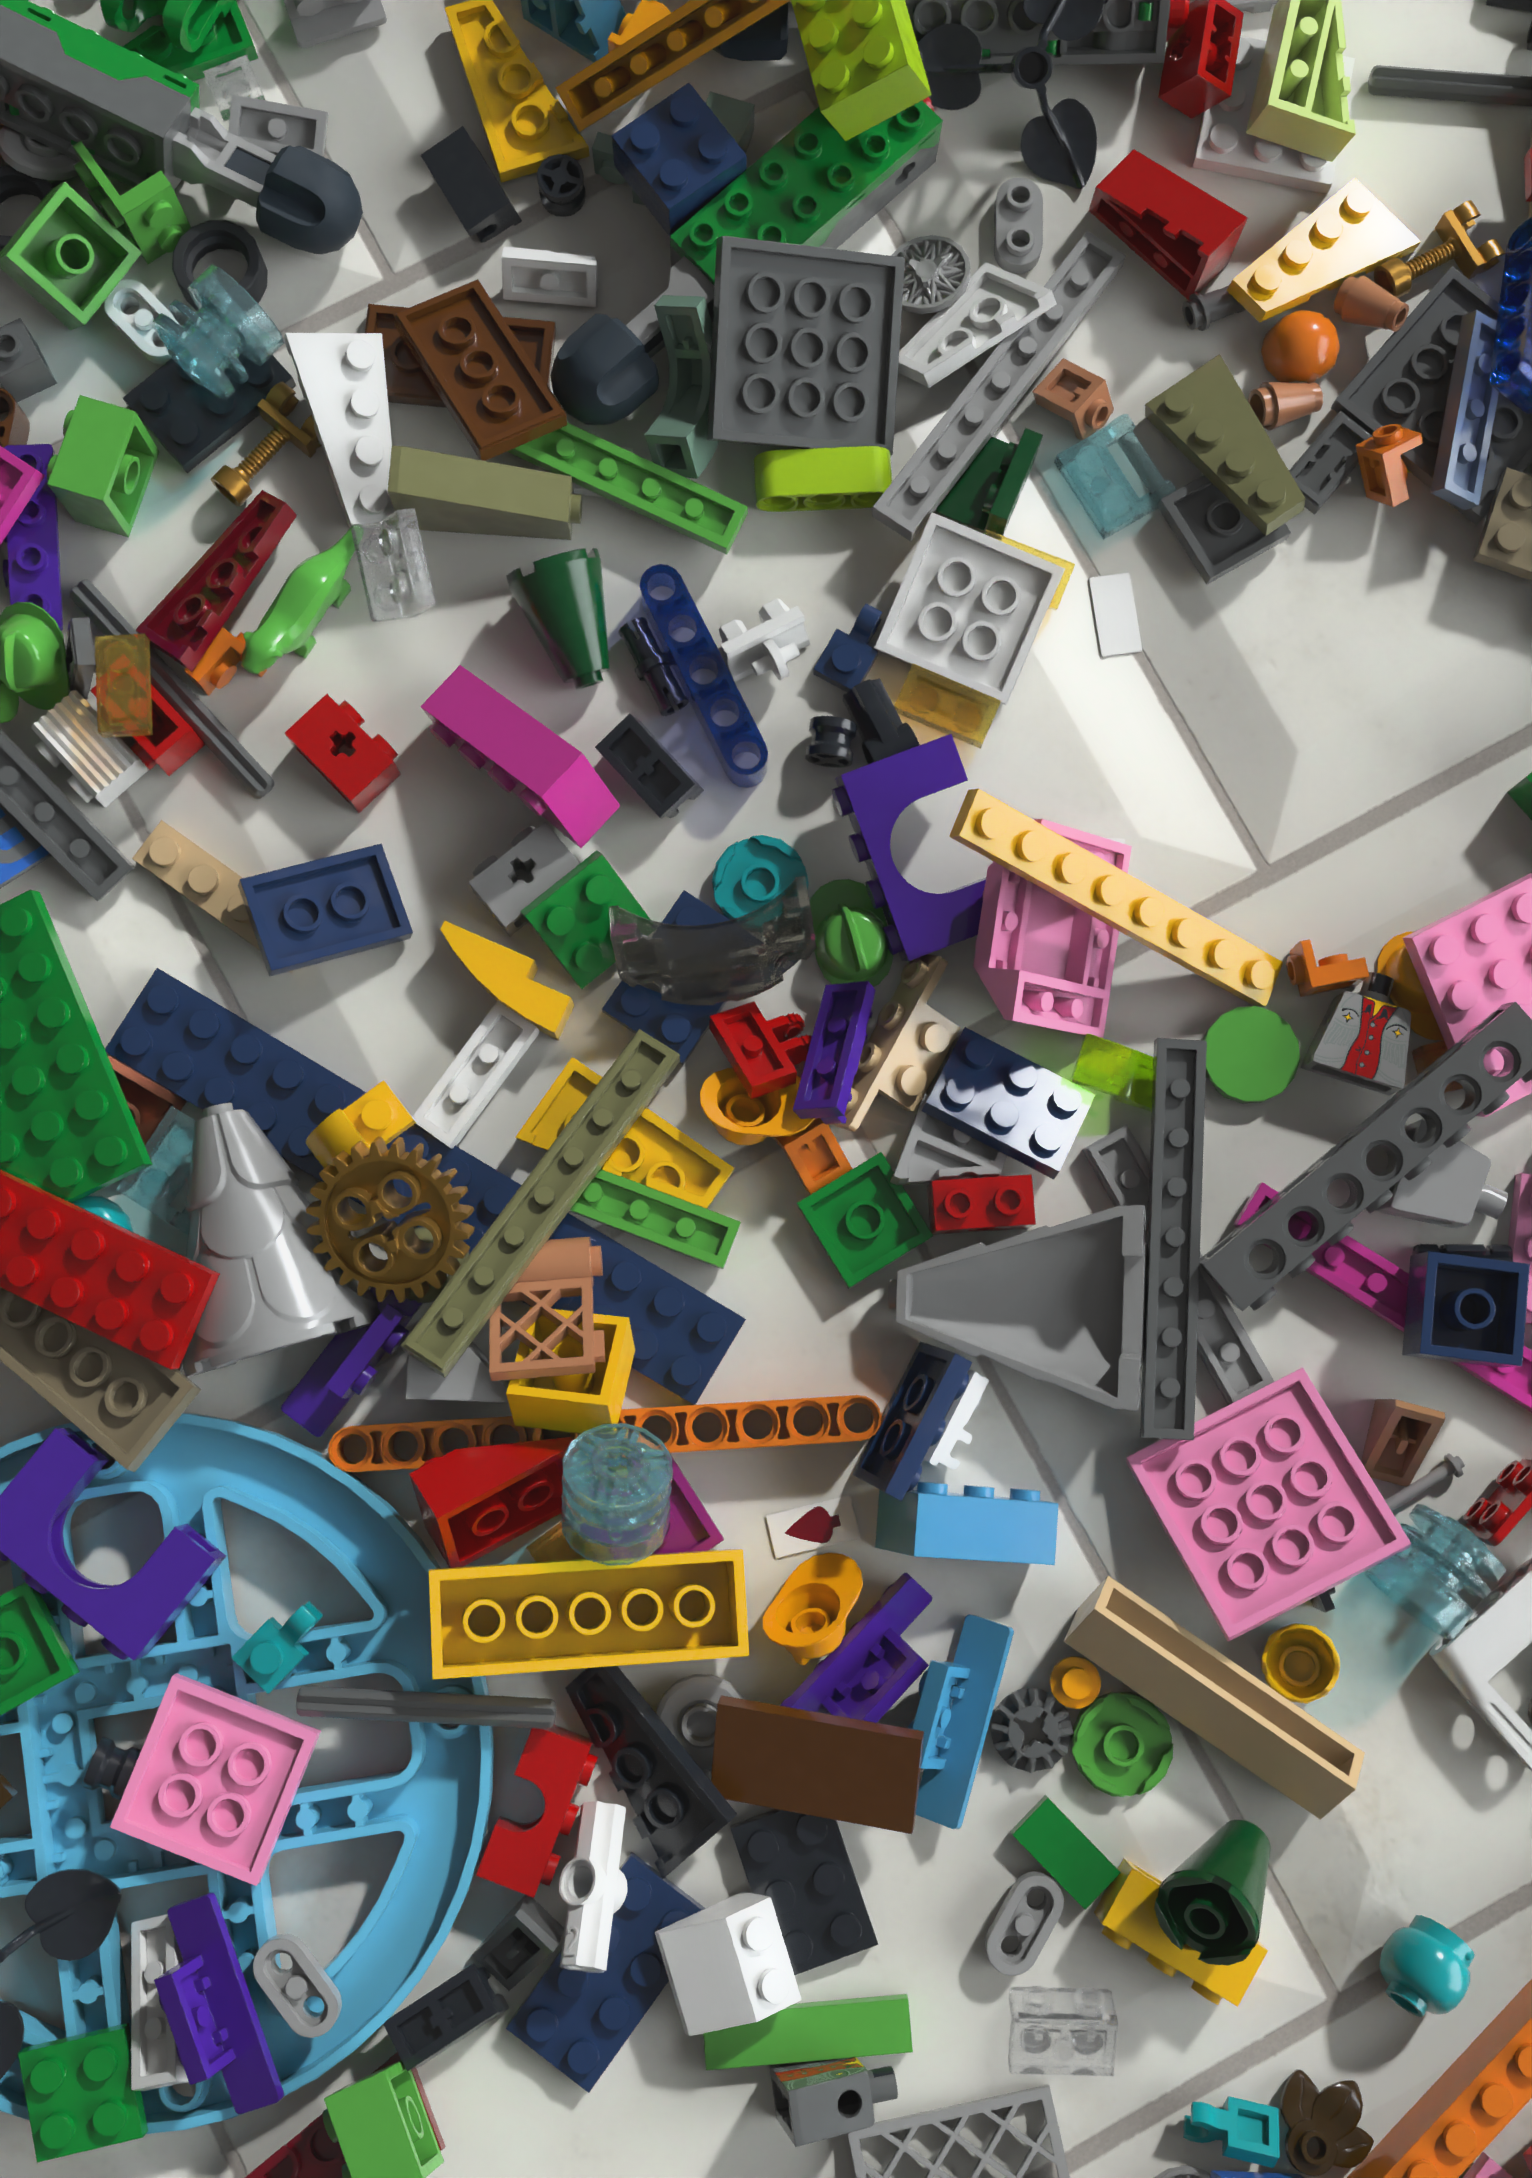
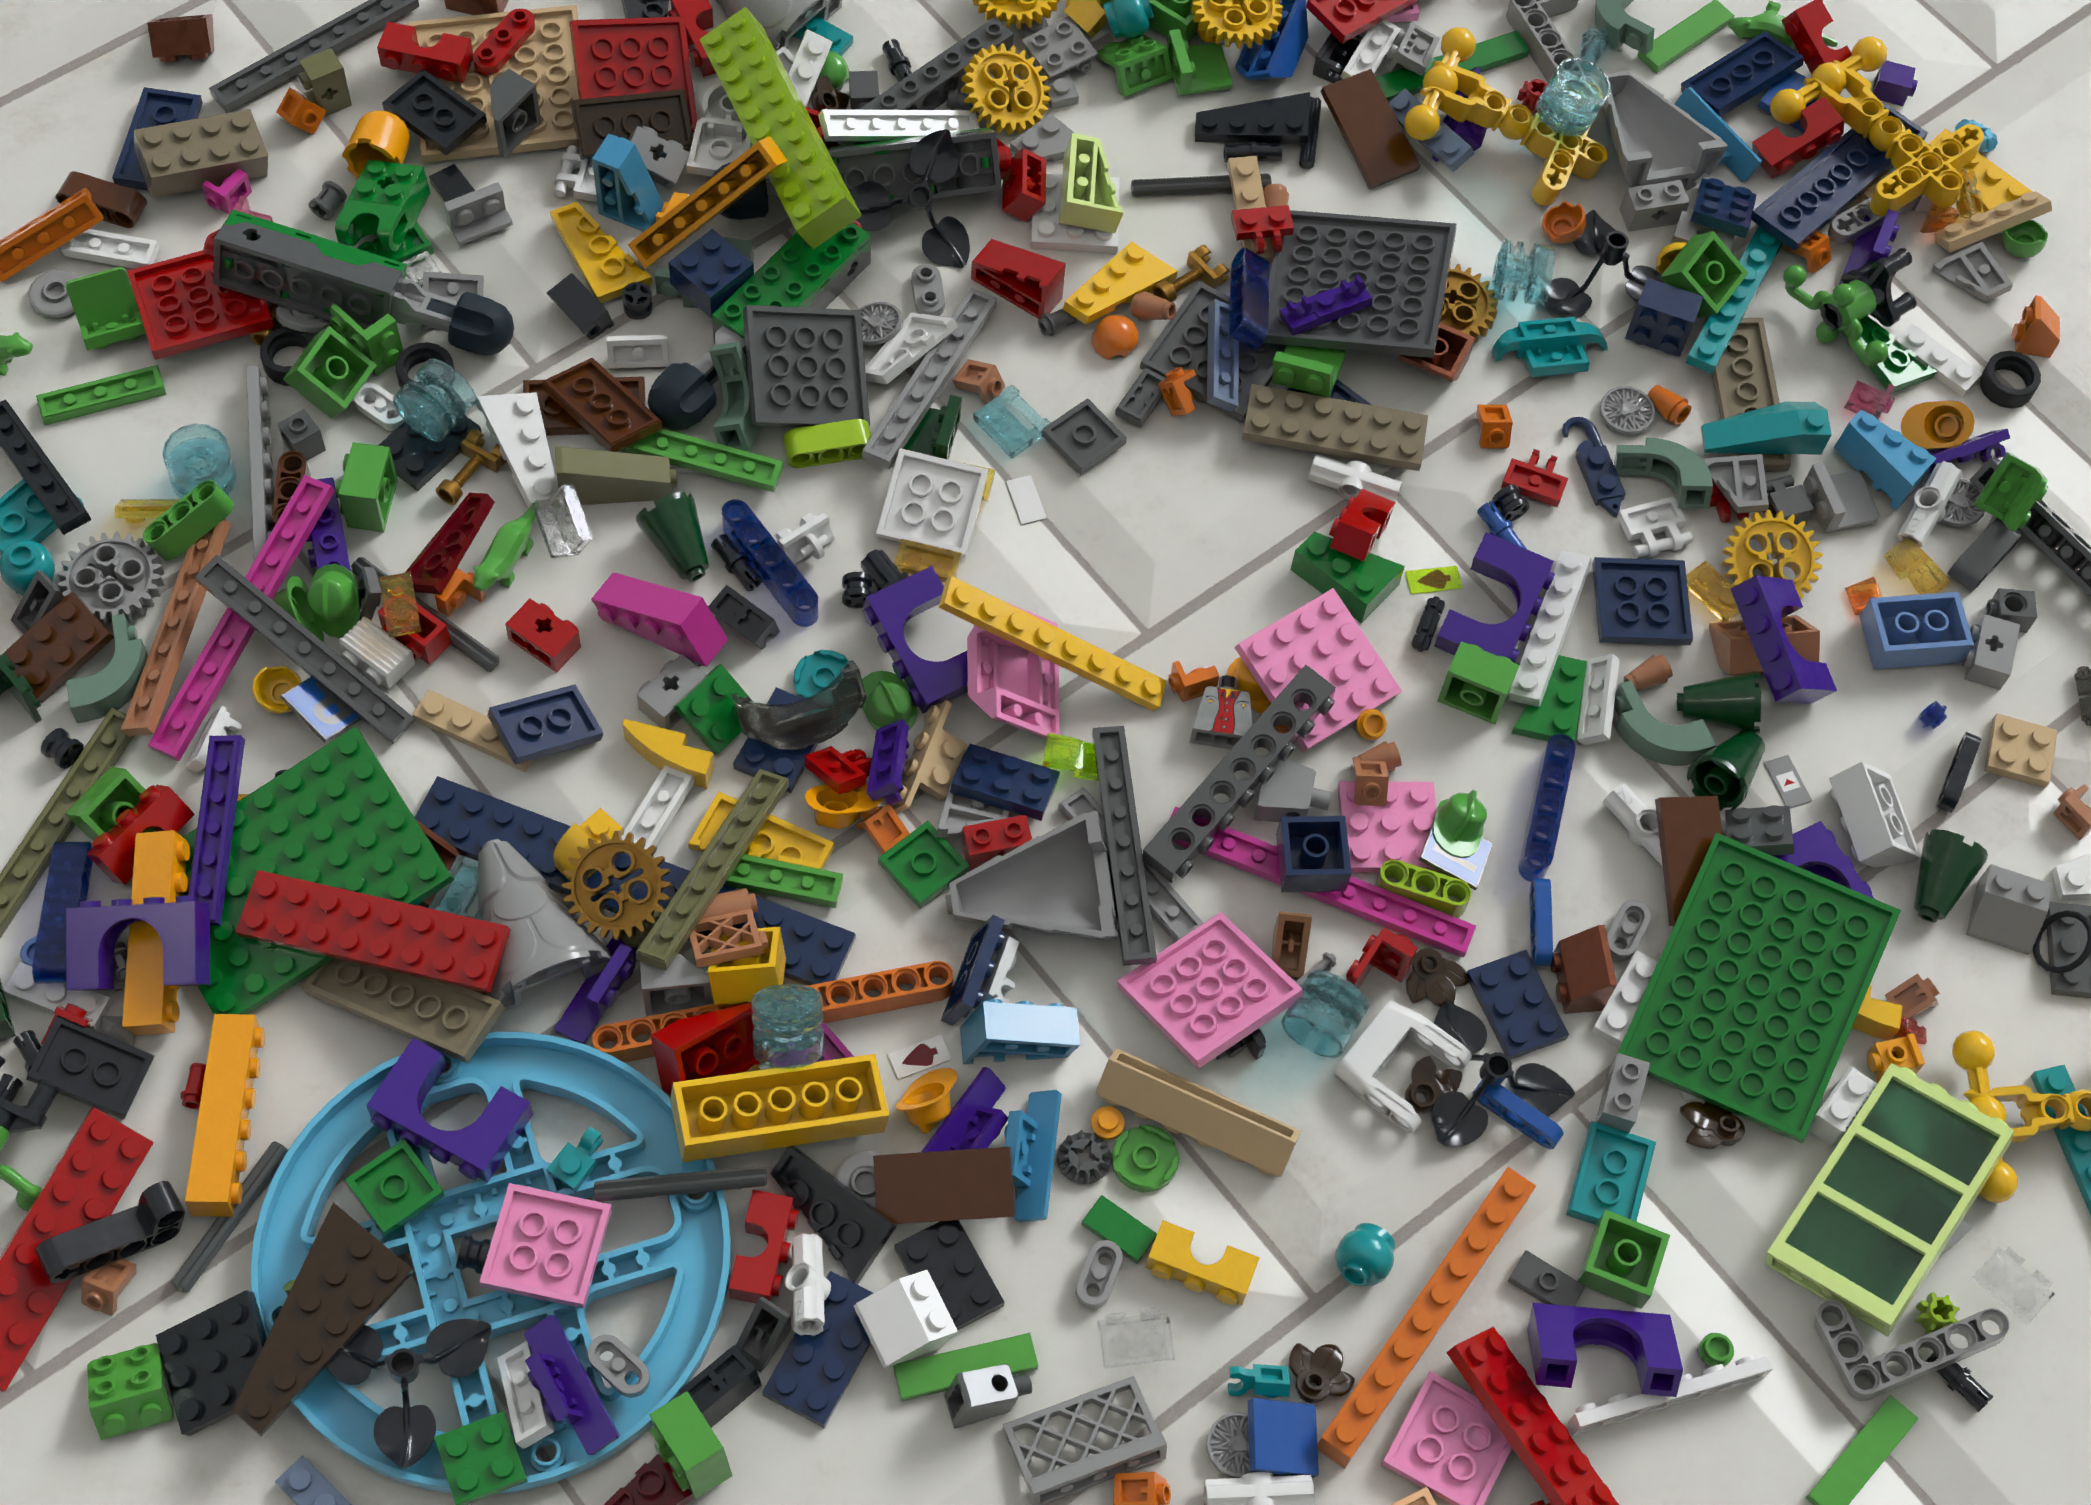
camera: 10 degrees left, 20 degrees down
(849, 657) = (862, 539): dark blue plate -> none
(1218, 1895) = (1215, 1222): dark green cone -> none
(1225, 440) = (1077, 391): olive wing -> none
(1251, 1054) = (1155, 737): bright green tile -> none
(1284, 402) = (1108, 368): nougat cone -> none
(1300, 1663) = (1251, 1083): yellow hair -> none

